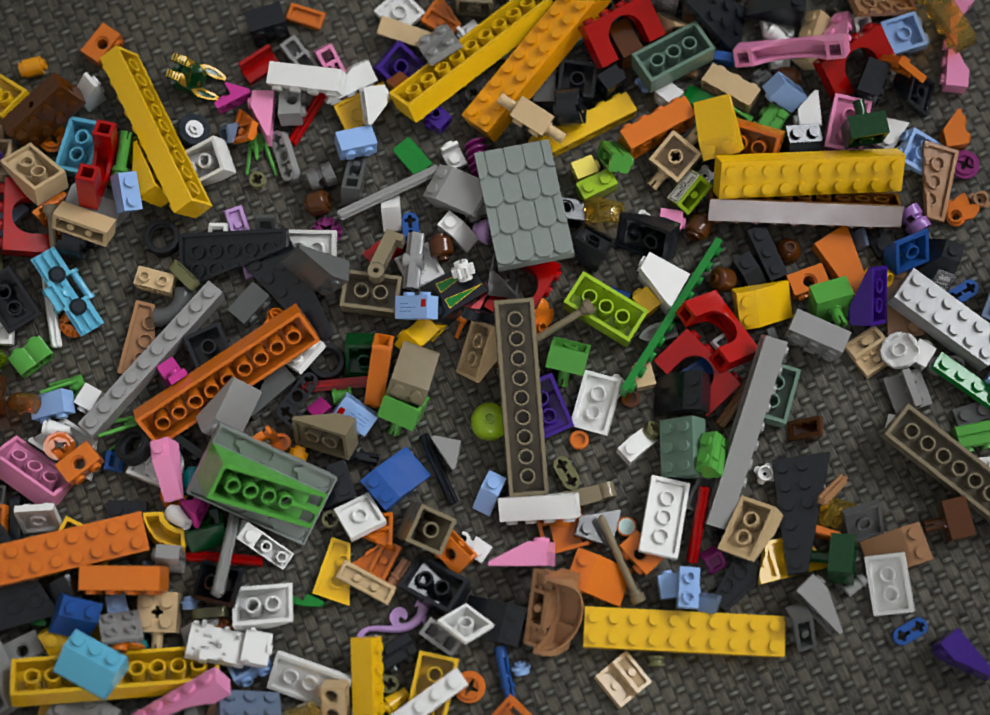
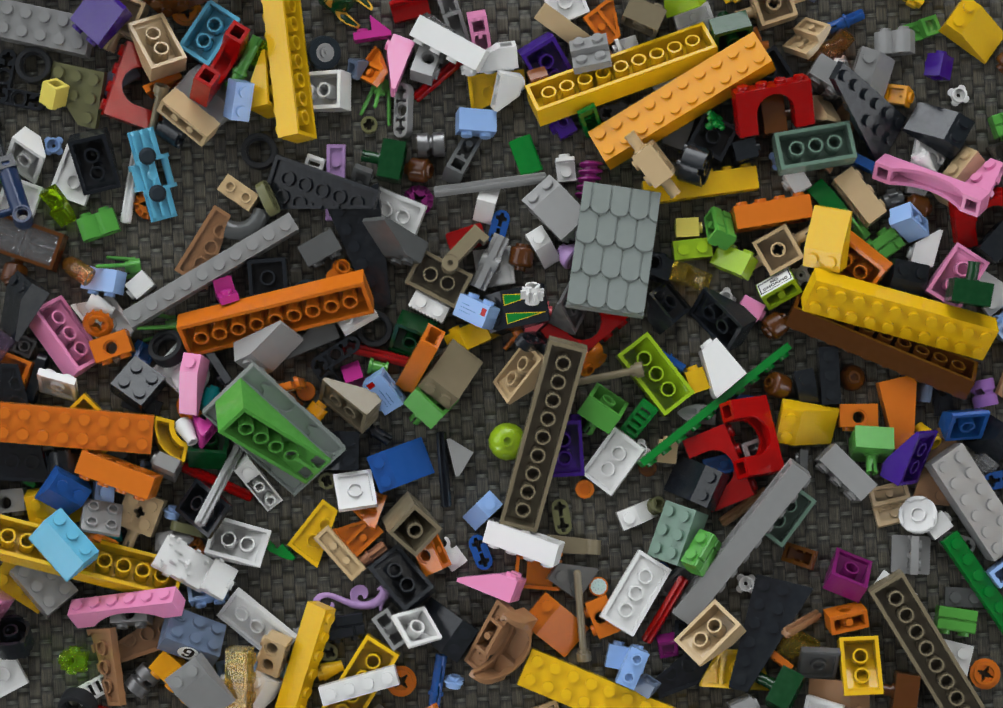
camera: 15 degrees right, 10 degrees up
(116, 490) = (138, 384): none -> brick
(287, 202) = (389, 160): none -> dark green brick
(371, 322) = (429, 306): none -> white brick
(453, 105) = (588, 118): none -> green slope
(498, 537) = (476, 555): none -> blue beam
(573, 63) = (714, 121): none -> green plant
(601, 365) = (631, 427): none -> green slope
(639, 182) = (735, 261): none -> lime brick
(857, 431) = (848, 575): none -> magenta slope
(872, 470) = (846, 618): none -> orange brick
(904, 508) = (860, 665): none -> yellow slope

